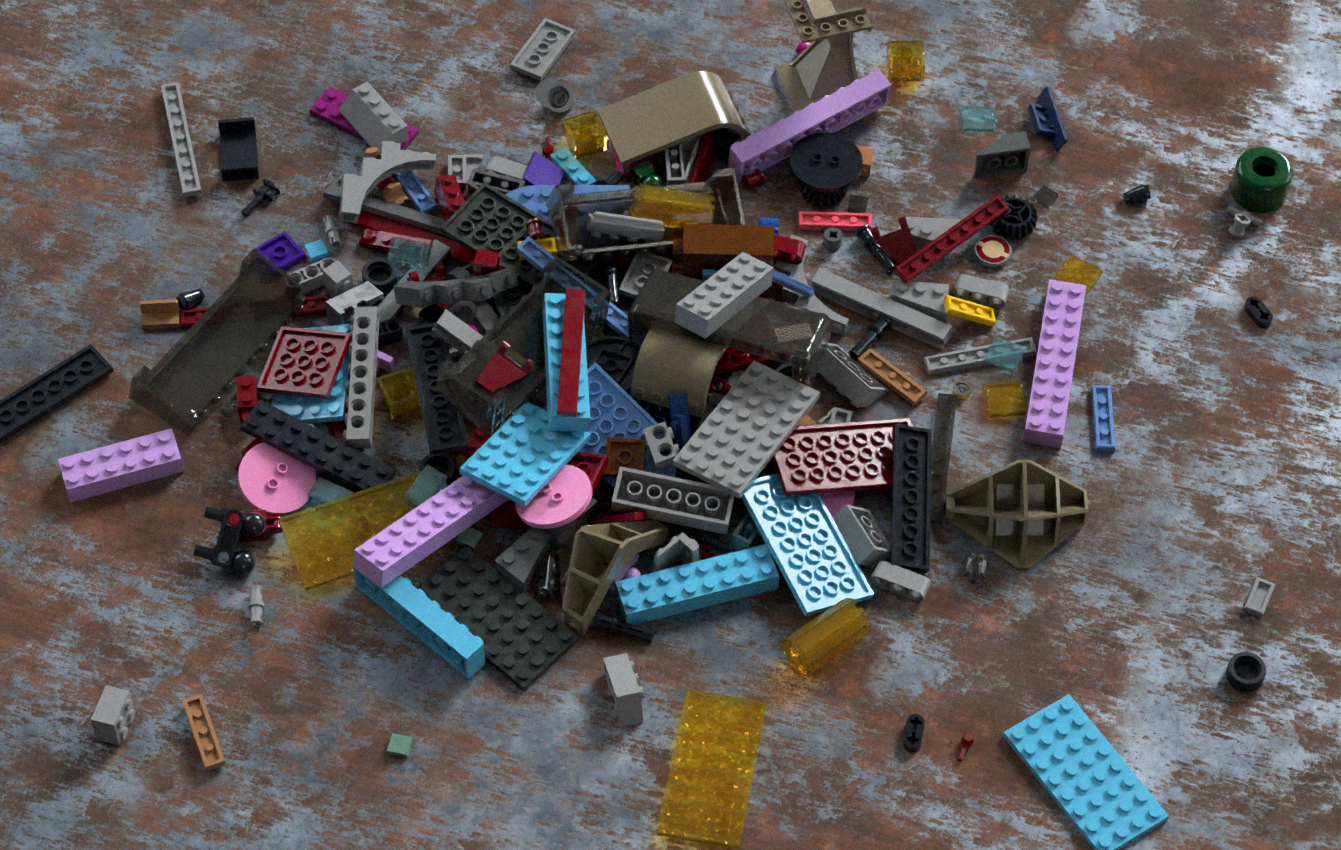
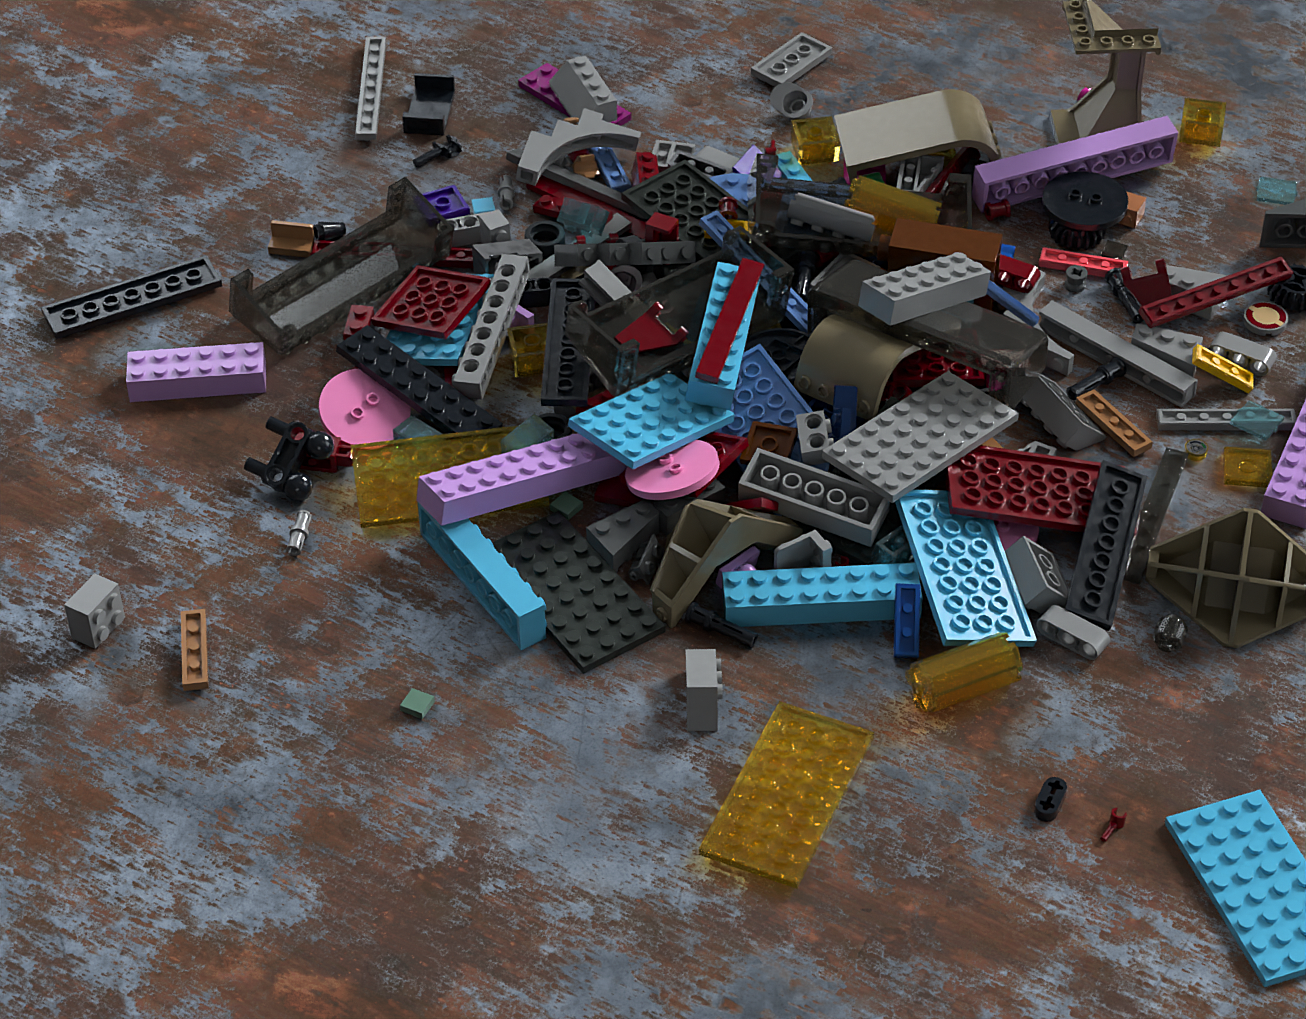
camera: 15 degrees right, 10 degrees down
(770, 598) = (906, 621): none -> blue tile

